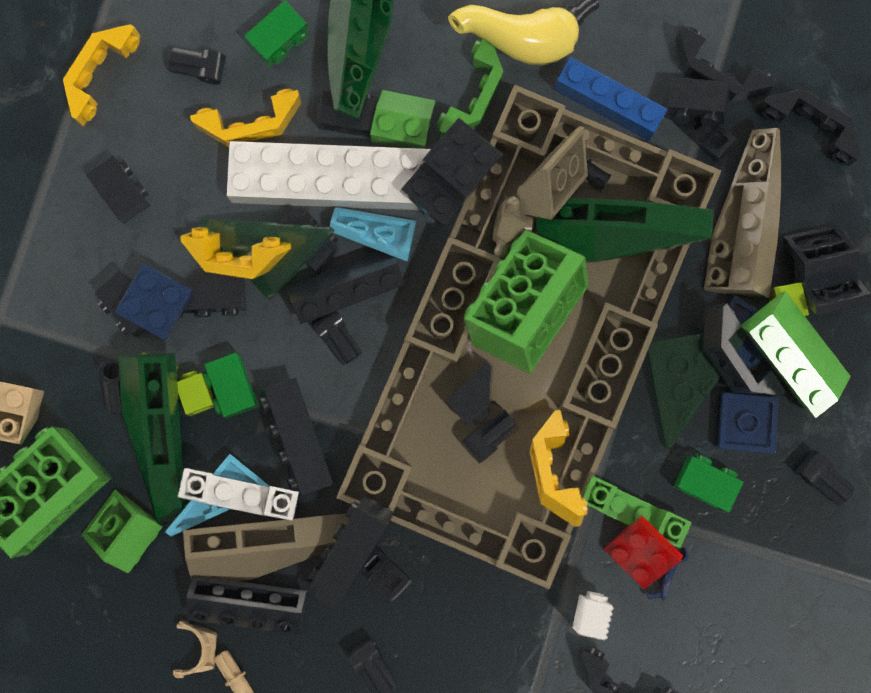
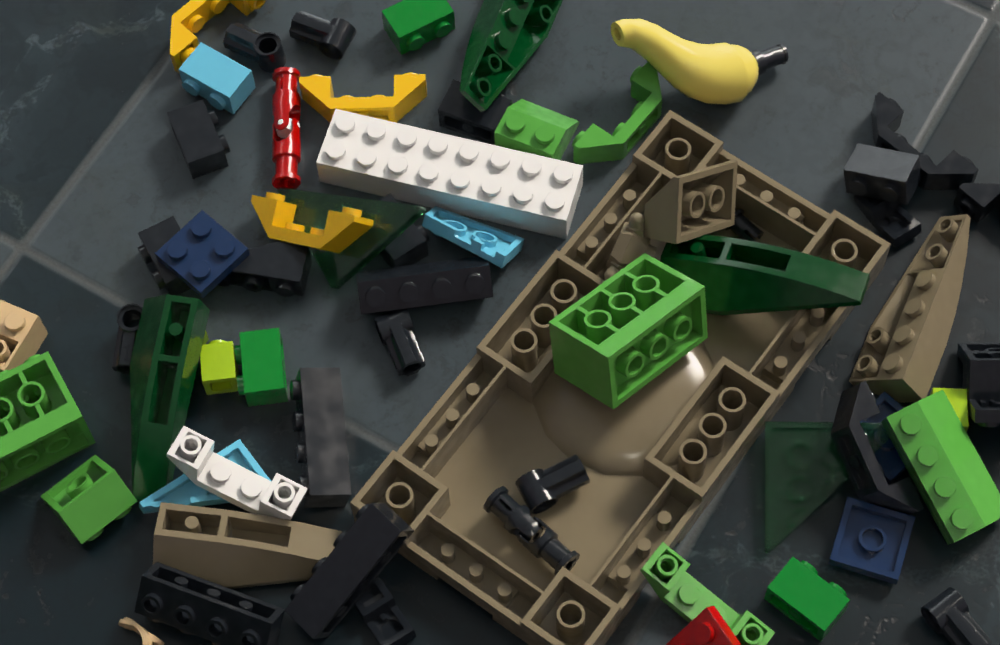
camera: 20 degrees right, 20 degrees down
(119, 130) = (216, 78): none -> medium azure brick
(142, 89) = (256, 46): none -> black piece
(188, 151) = (286, 113): none -> red piece
(451, 172) = (573, 179): black bracket -> none
(473, 396) = (544, 431): black slope -> none
(473, 475) = (528, 530): none -> black piece
(565, 502) = (617, 556): yellow slope -> none
(609, 99) = (779, 153): blue brick -> none

